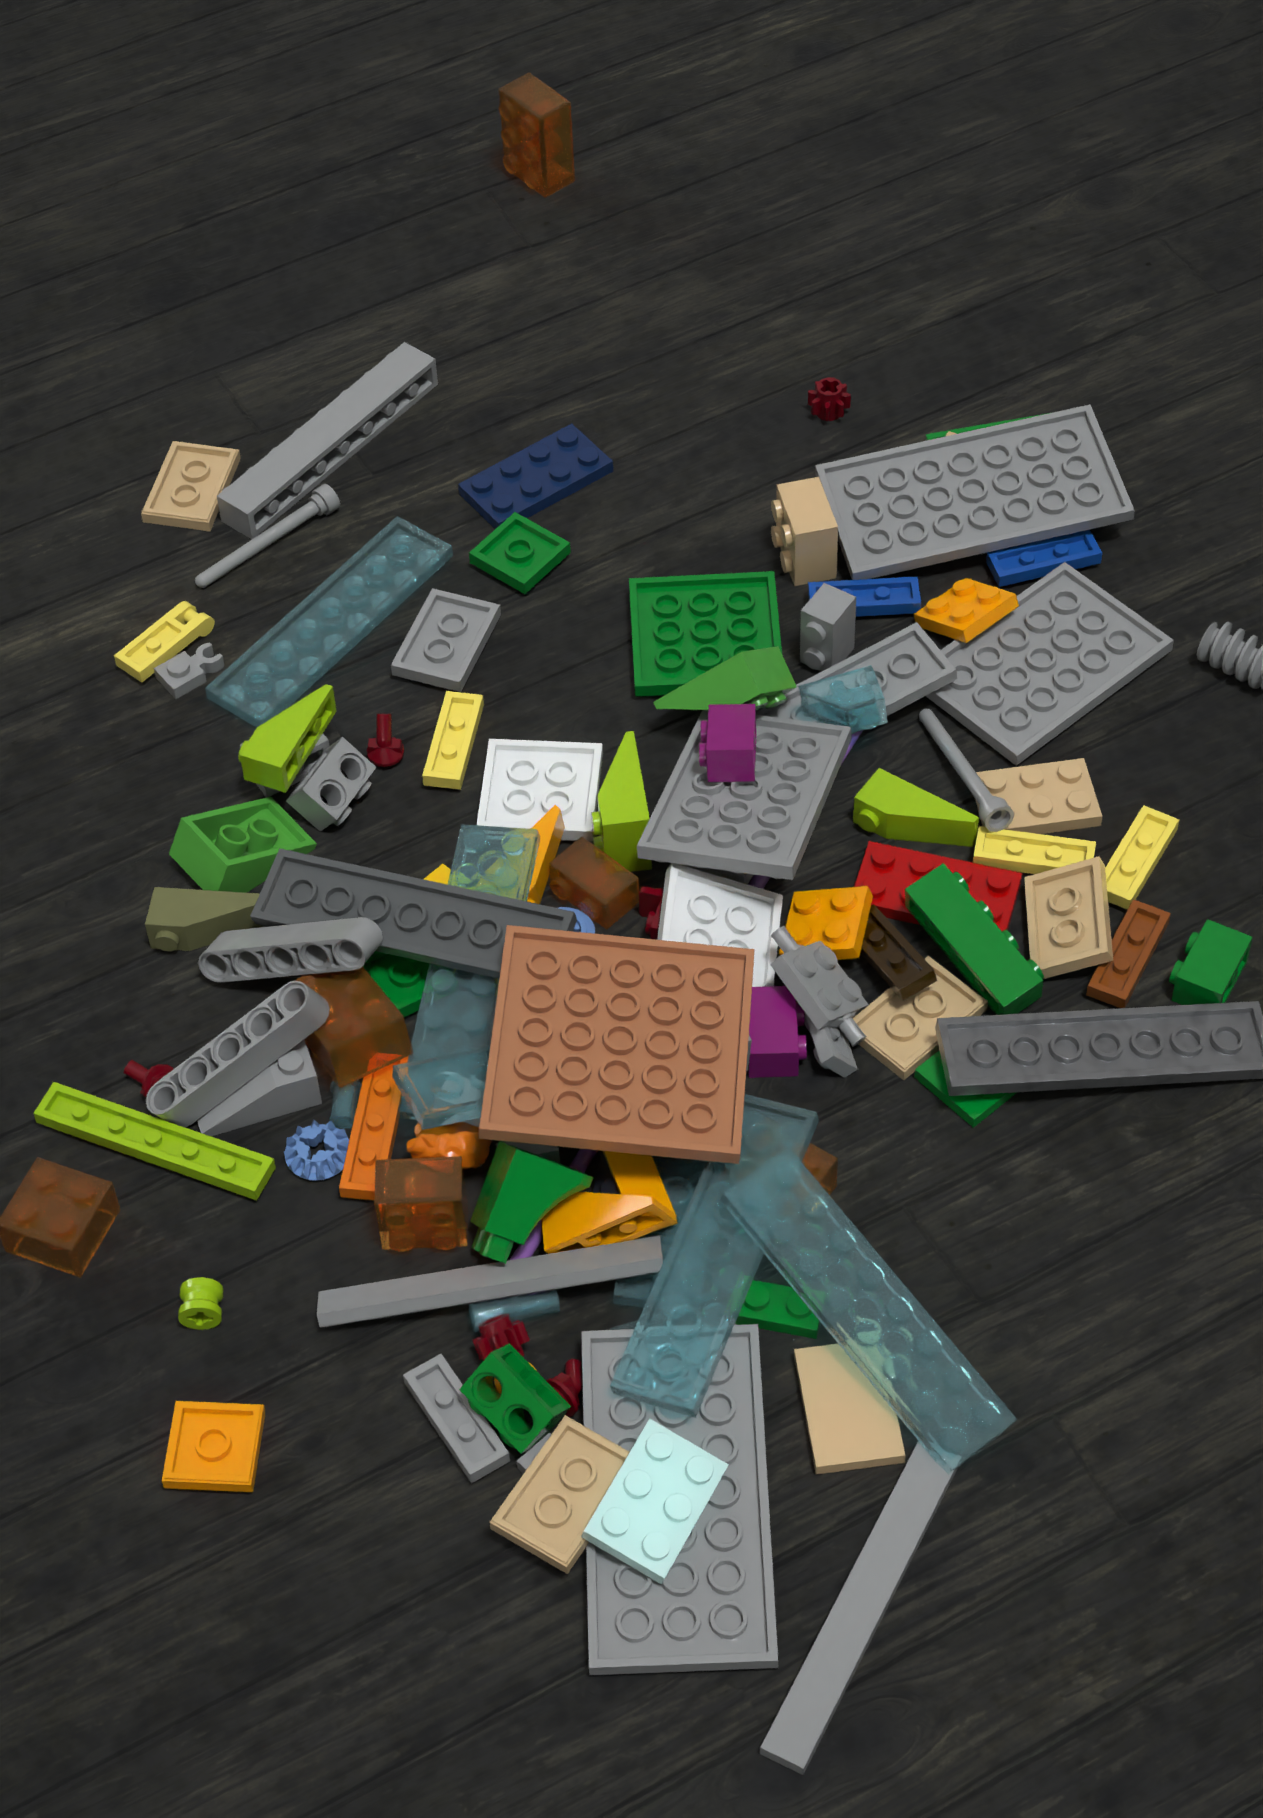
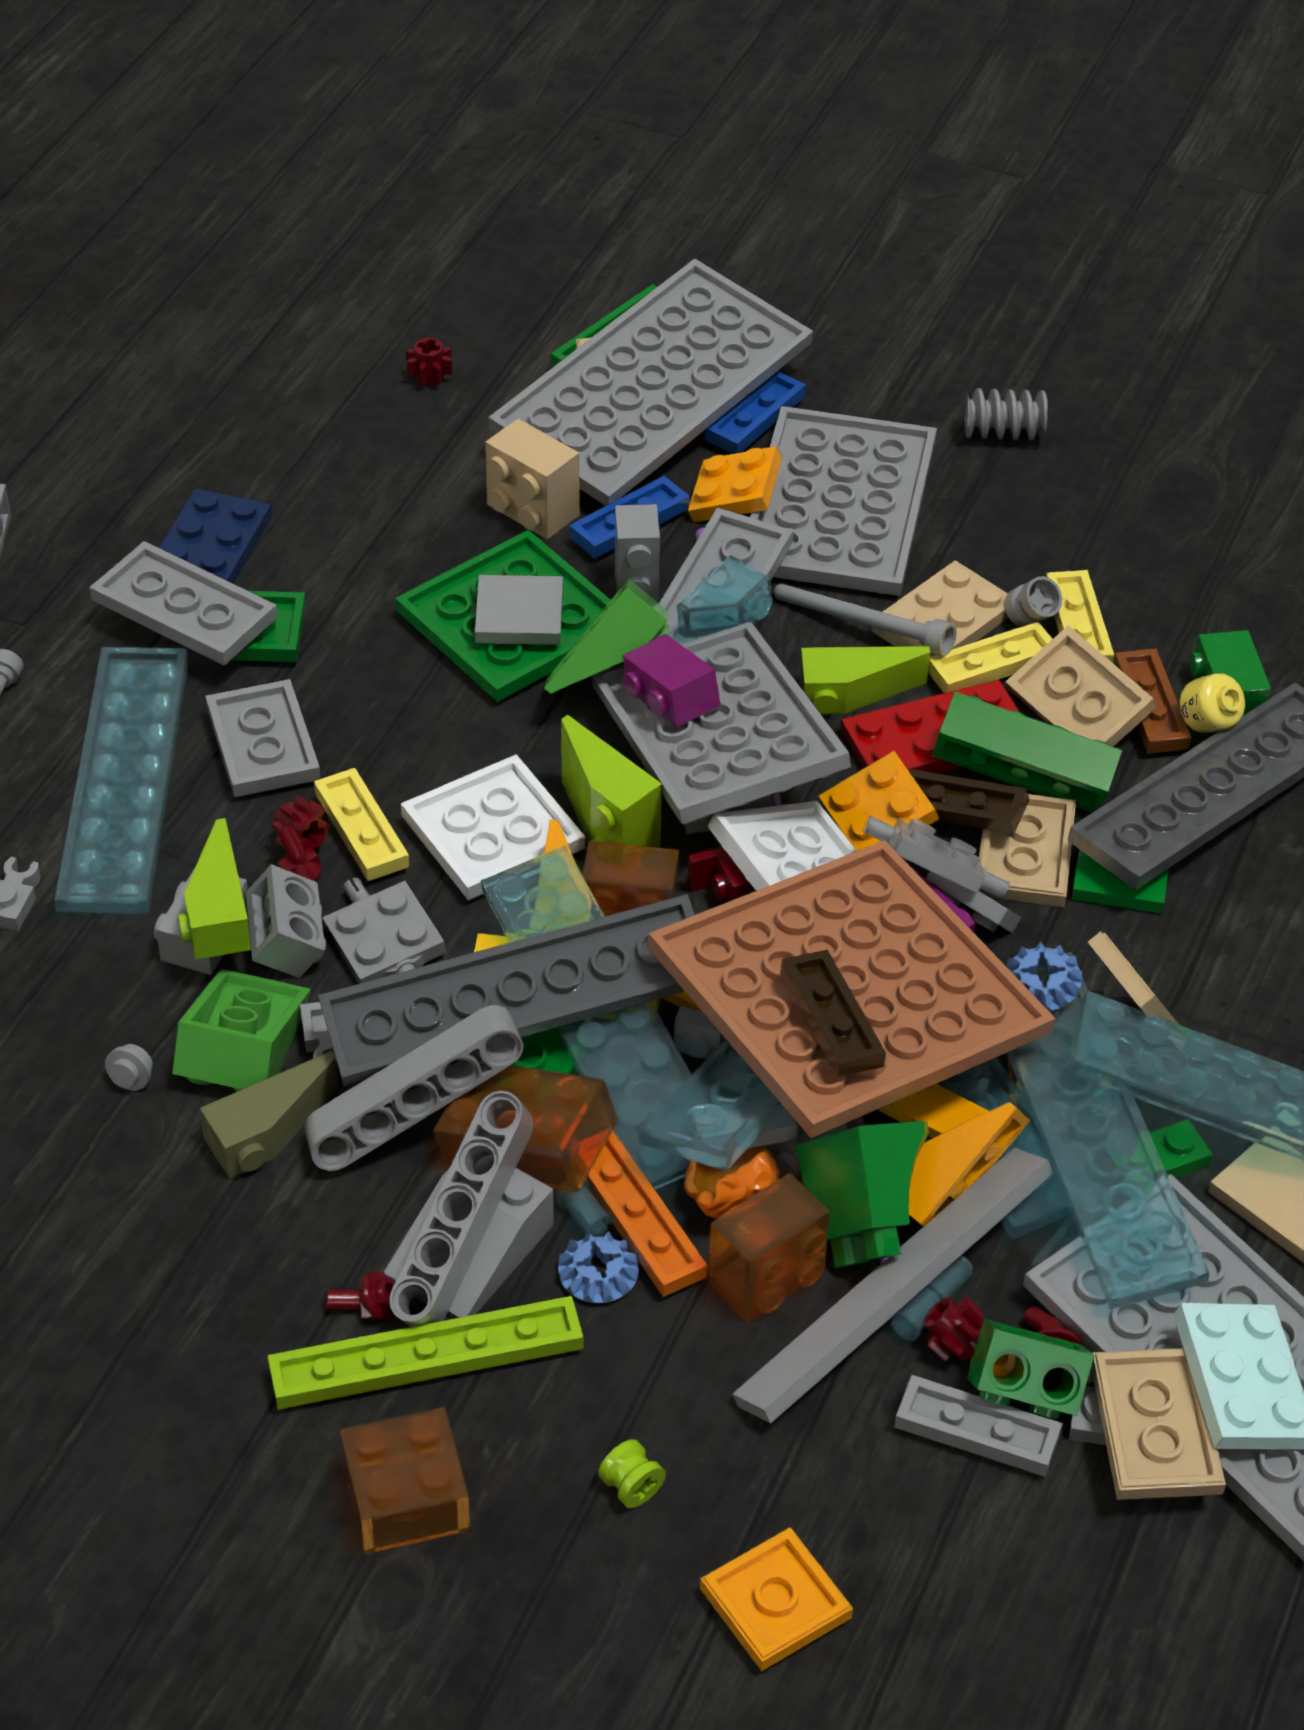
camera: 40 degrees left, 5 degrees down
(149, 833) = (129, 1067): none -> light grey plate
(396, 829) = (383, 932): none -> light grey plate
(408, 718) = (306, 820): none -> dark red gear
(472, 509) = (183, 602): none -> light grey plate
(566, 1055) = (832, 1013): none -> dark brown plate
(703, 631) = (519, 609): none -> light grey tile
(775, 1134) = (1064, 973): none -> medium blue gear
(857, 1179) = (1128, 977): none -> tan tile
(1112, 825) = (1033, 601): none -> light grey wheel
(1156, 981) = (1212, 703): none -> light yellow head

